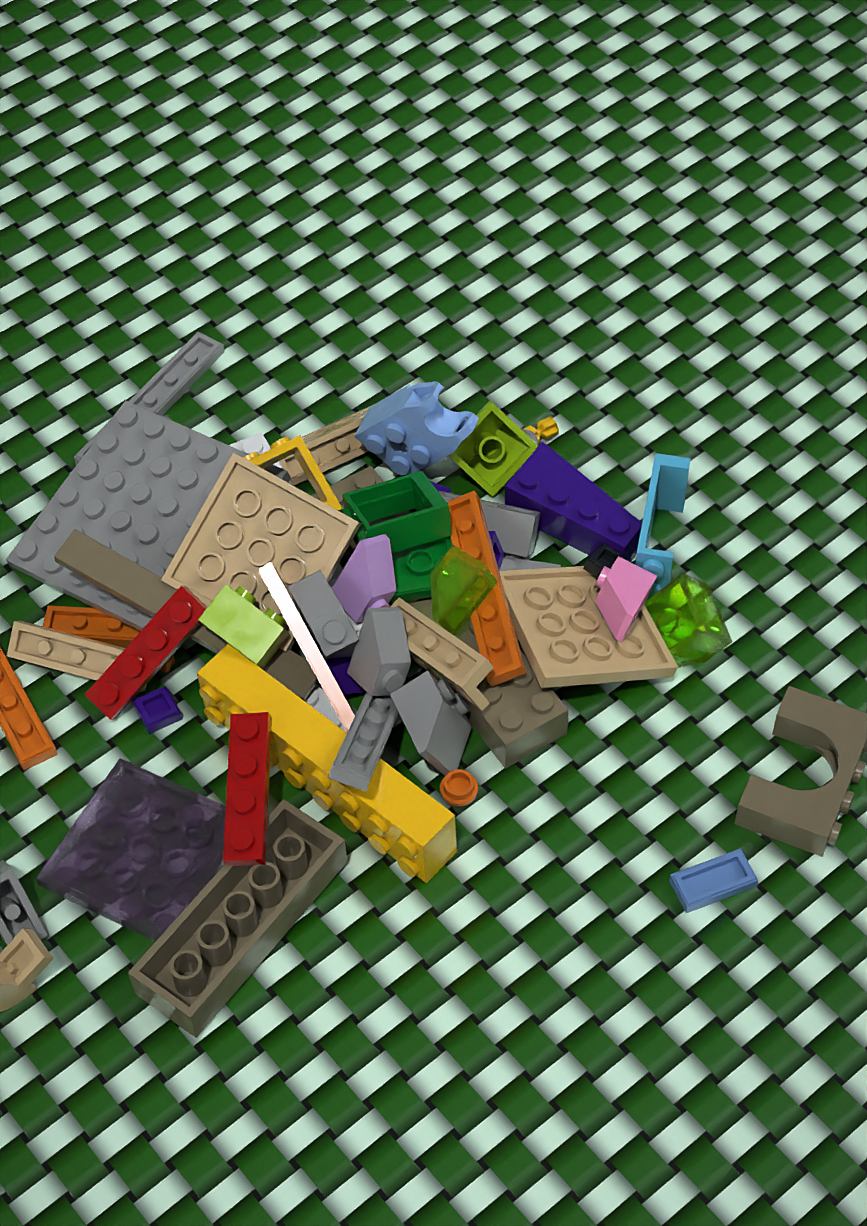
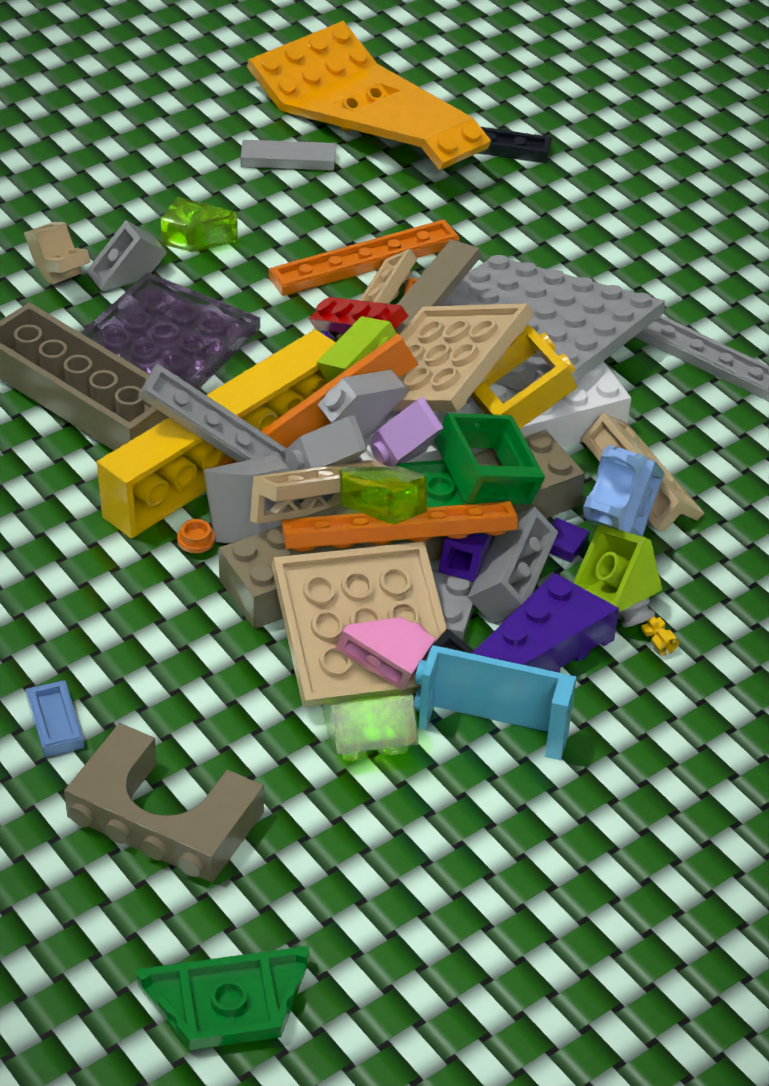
camera: 90 degrees right, 10 degrees down
(247, 789) = (186, 359): red plate -> none

